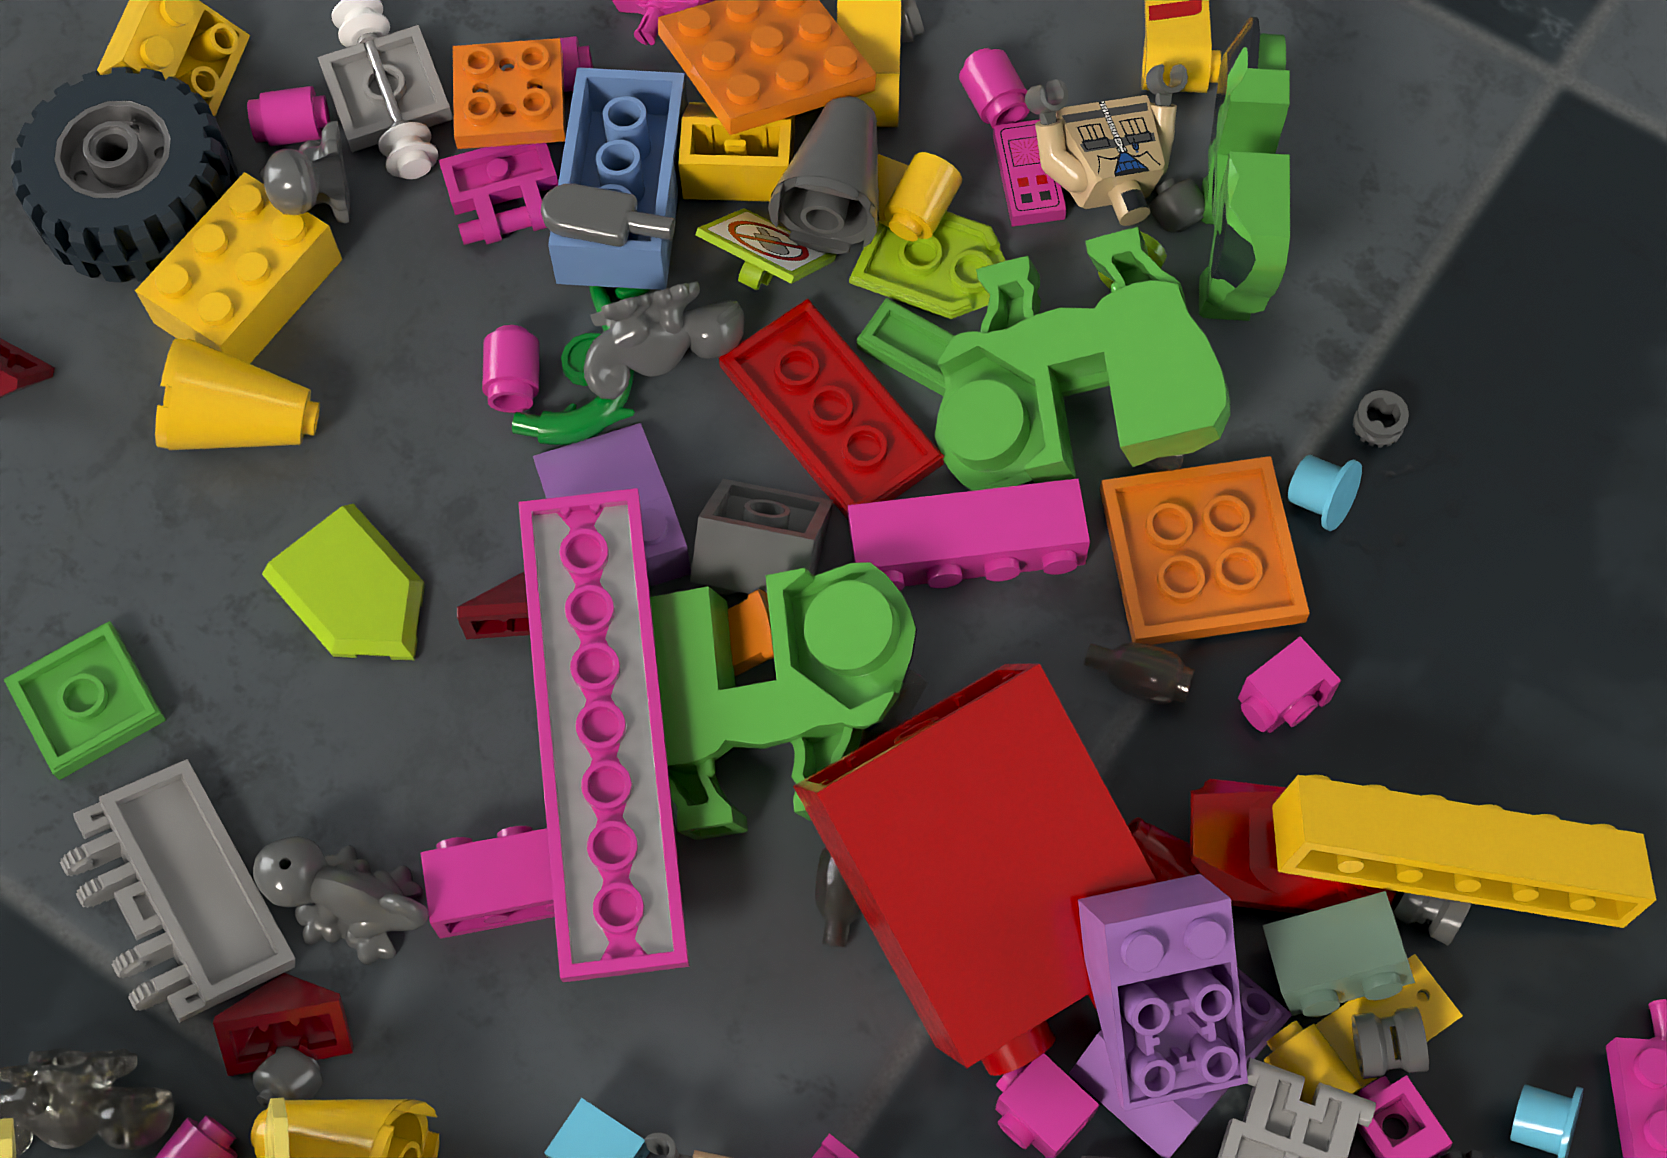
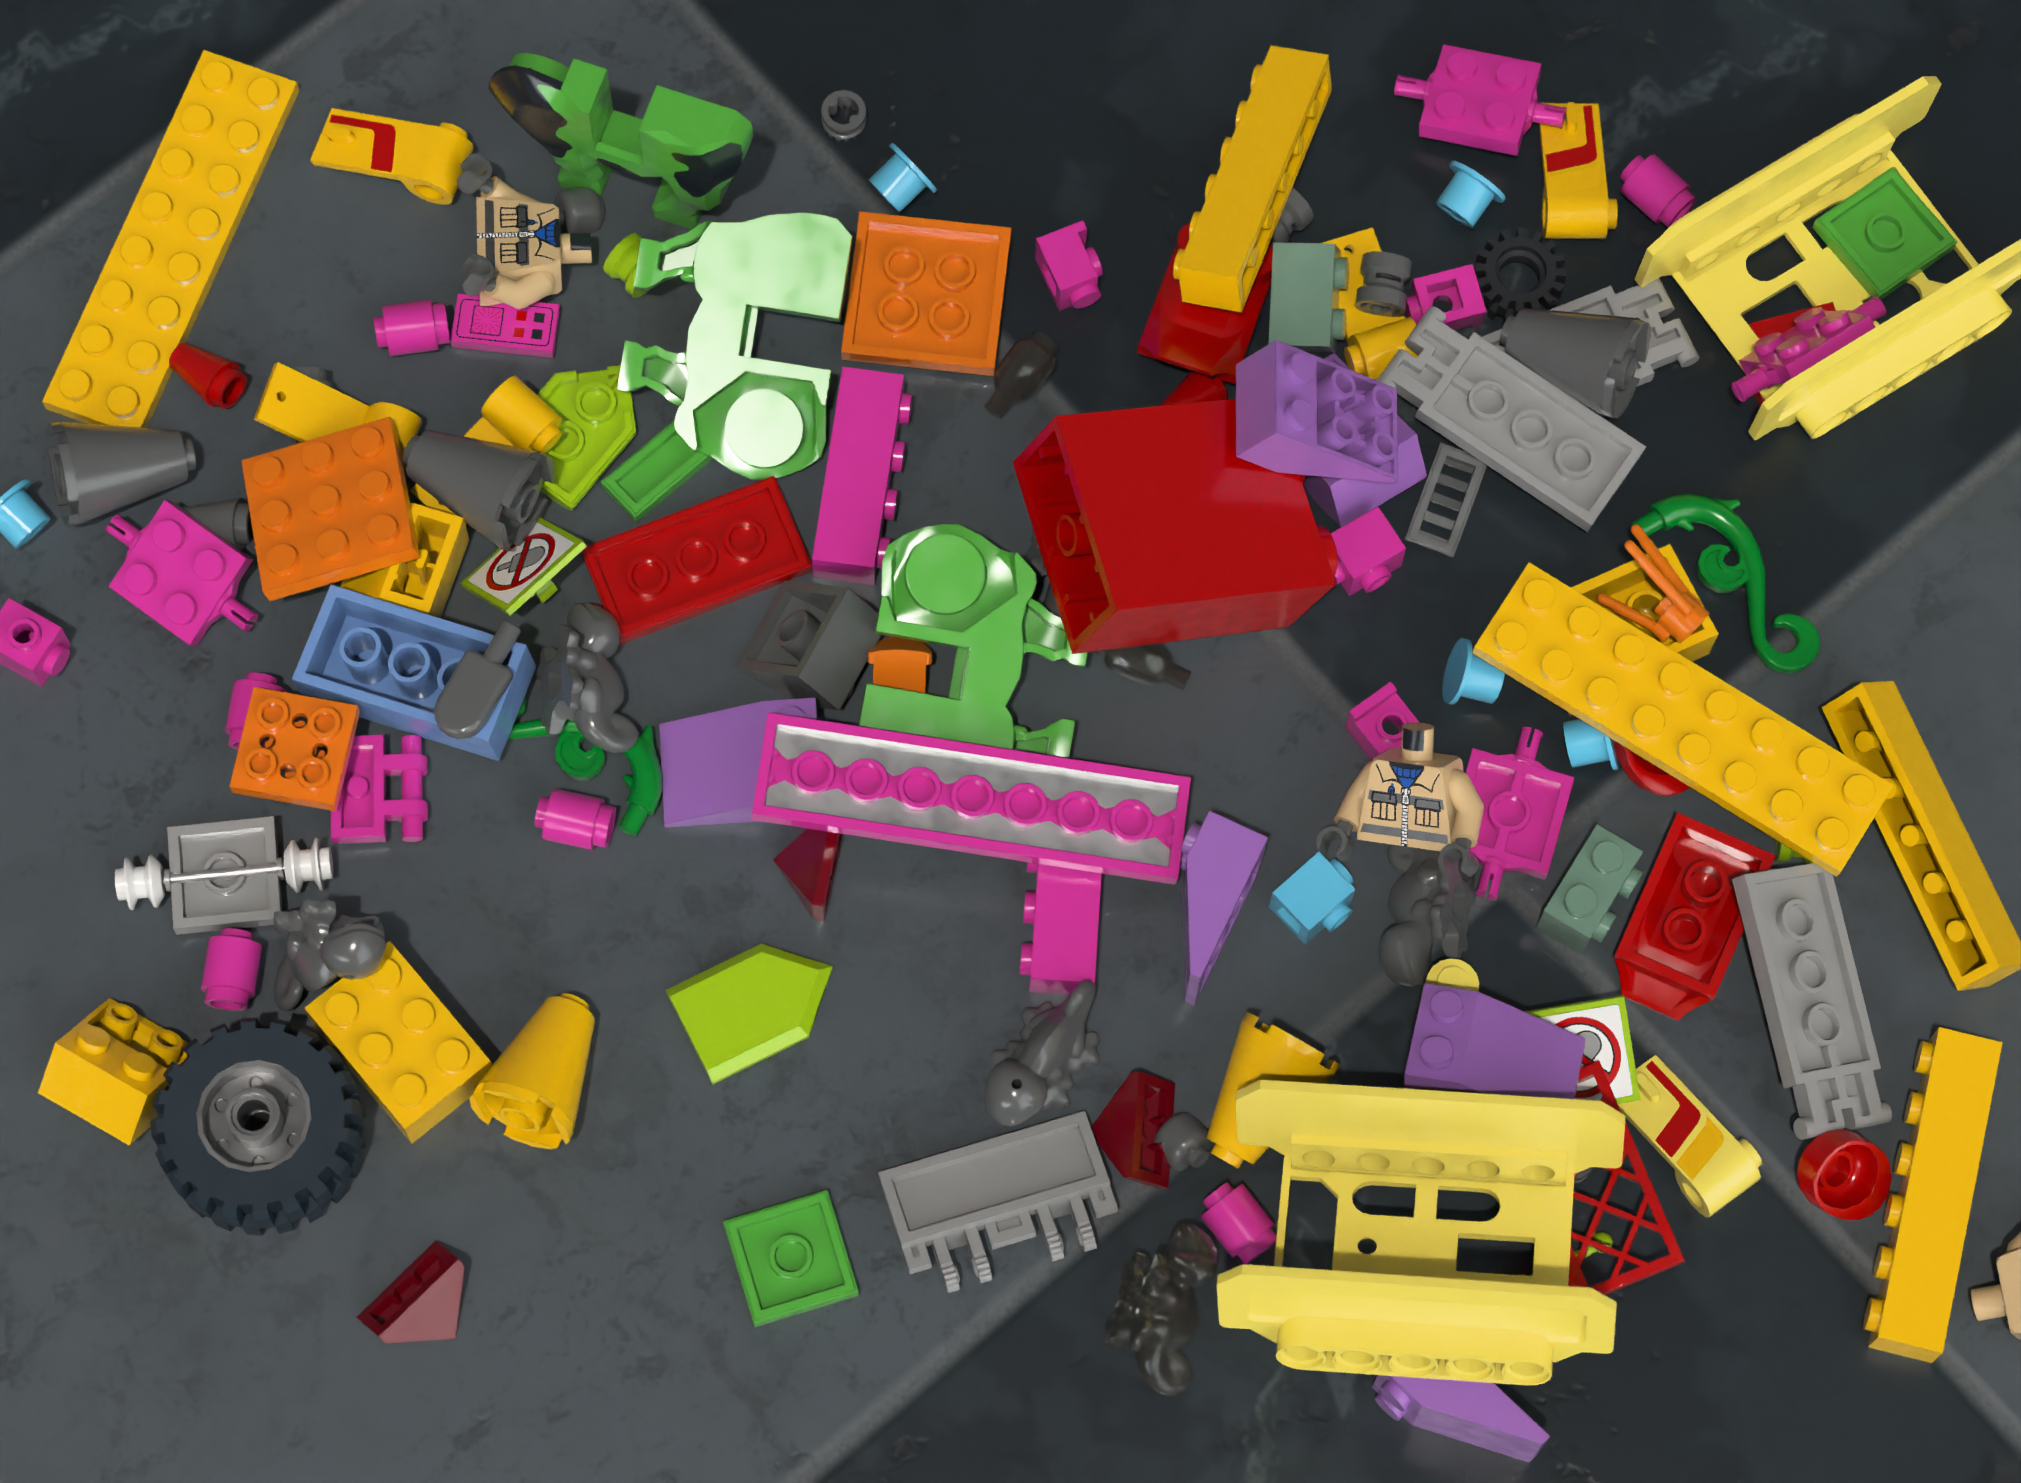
camera: 80 degrees left, 5 degrees up
(559, 1027) = (1218, 875): none -> medium lavender slope

